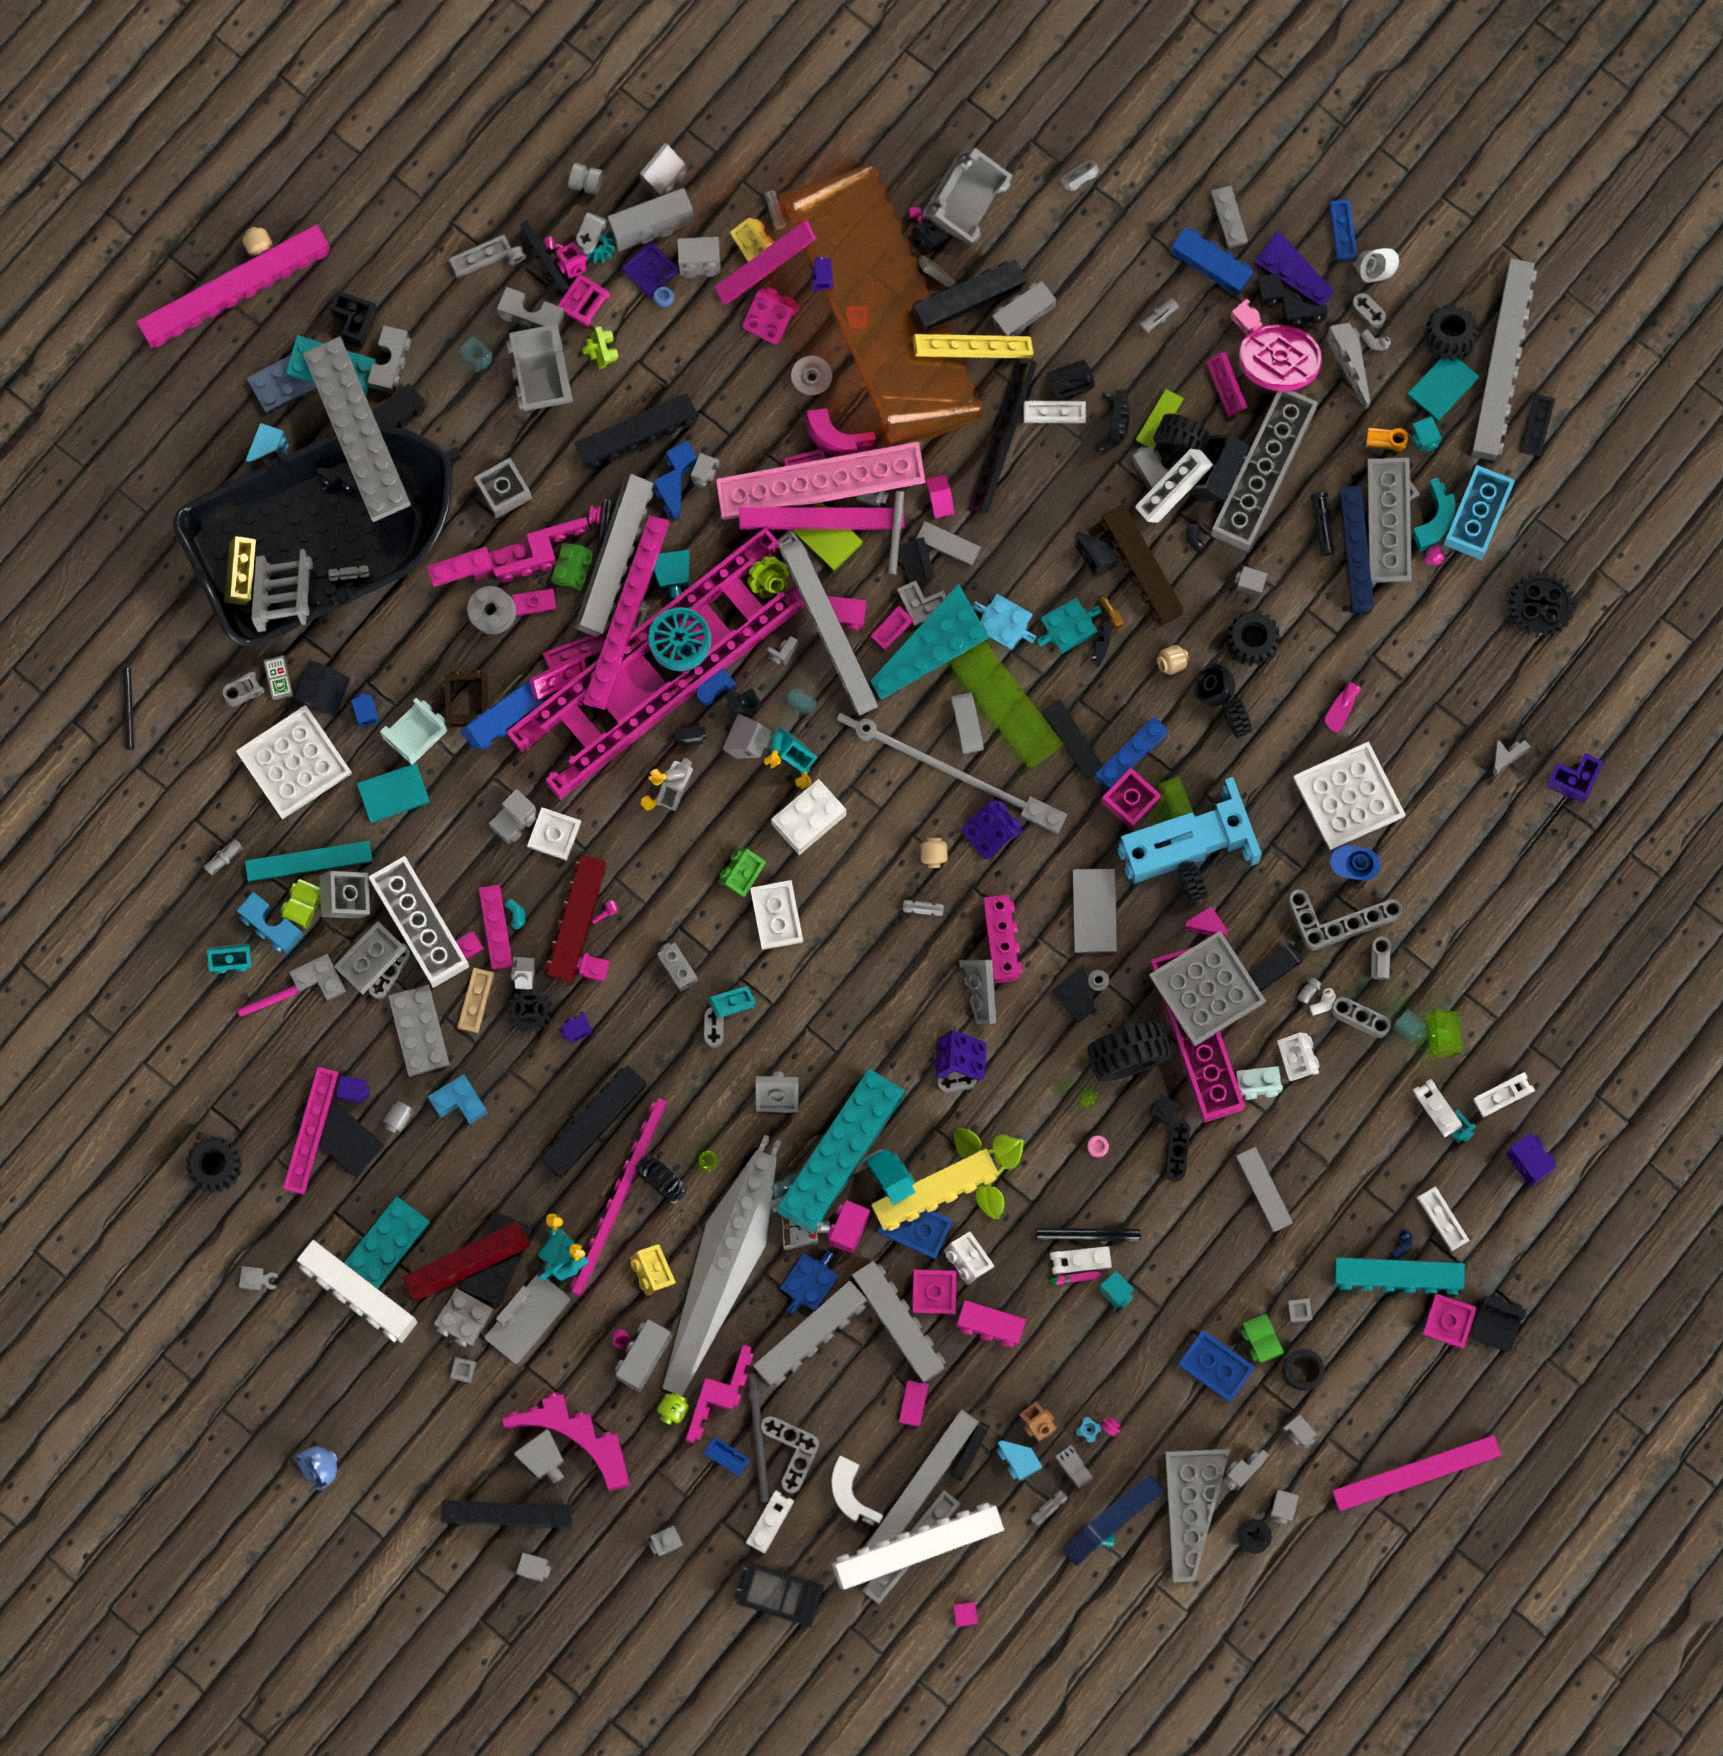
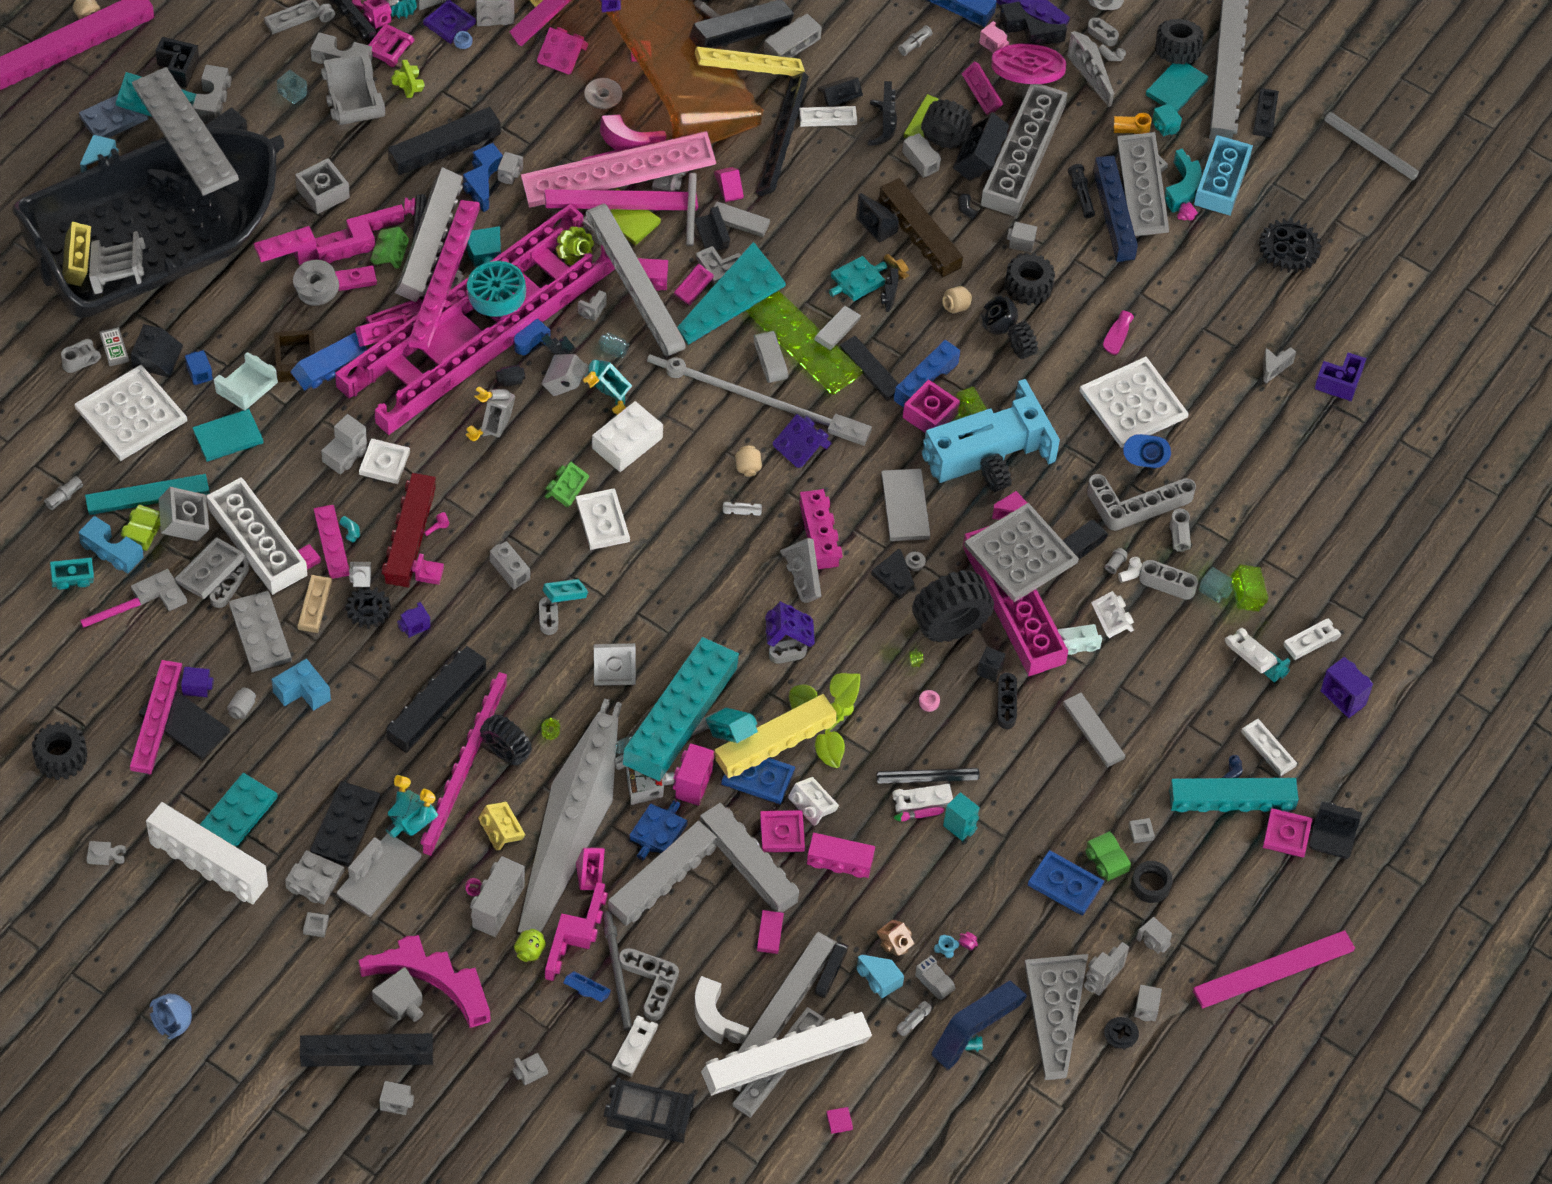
camera: 10 degrees left, 20 degrees down
(348, 573) = (174, 258): light grey axle -> none
(466, 1261) = (315, 820): dark red brick -> none
(738, 1327) = (590, 867): none -> dark pink slope
(1005, 621) = (800, 277): medium azure plate -> none
(1041, 690) = (837, 327): none -> light grey tile
(1174, 485) = (944, 158): white brick -> none
(1649, 475) = (1371, 145): none -> light grey axle

